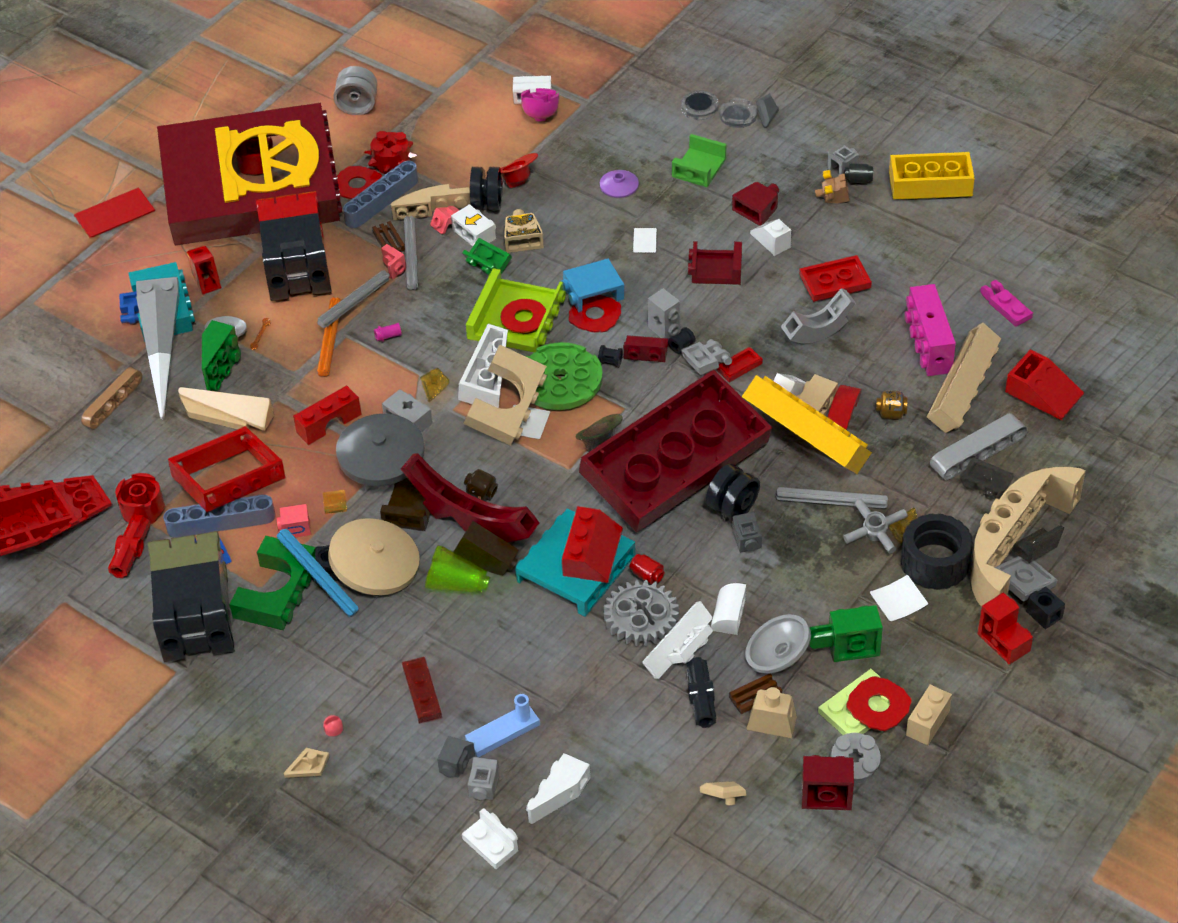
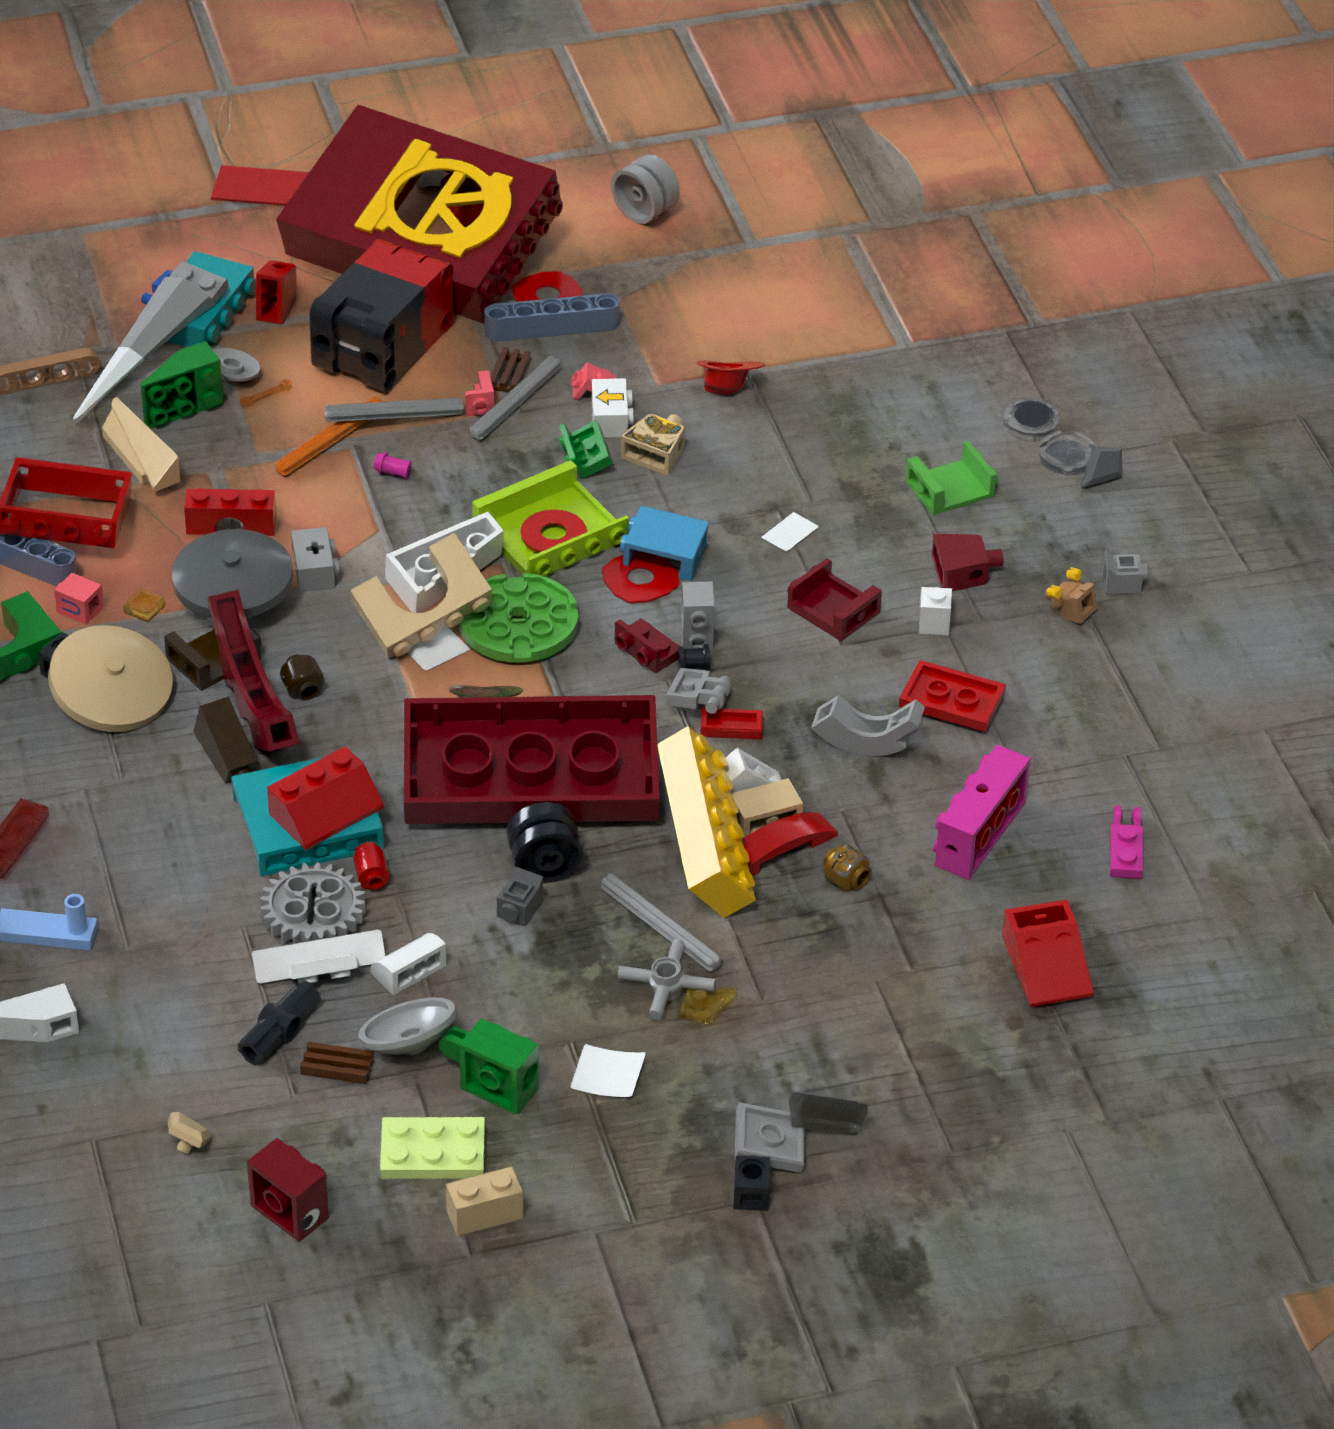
camera: 35 degrees right, 5 degrees down
(317, 572) = (34, 657): dark azure axle -> none
(389, 150) = (612, 273): red brick -> none
(426, 200) = (577, 348): tan slope -> none
(434, 383) = (377, 546): clear yellow piece -> none
(455, 573) = (166, 742): clear neon green cone -> none
(486, 188) = (662, 371): black wheel -> none
(529, 82) = (852, 296): white brick -> none
(540, 103) = (836, 314): dark pink cylinder -> none
(610, 355) = (596, 628): black bush -> none
(619, 183) = (834, 454): medium lavender dish -> none
(773, 713) = (316, 1079): tan torso -> none
(859, 173) = (1124, 598): pearl dark grey brick -> none
(864, 746) = (357, 1172): light grey plate -> none
(883, 721) = (460, 1134): red piece -> none
(931, 175) = (1204, 647): yellow brick -> none
(941, 531) = (690, 1072): black tyre -> none
(964, 378) = (962, 887): tan brick -> none
(979, 445) = (891, 971): light grey beam -> none
(986, 477) = (856, 1010): clear smoke bracket -> none
(1001, 630) = (672, 1169): red brick -> none
(1011, 518) = (814, 1061): tan slope -> none

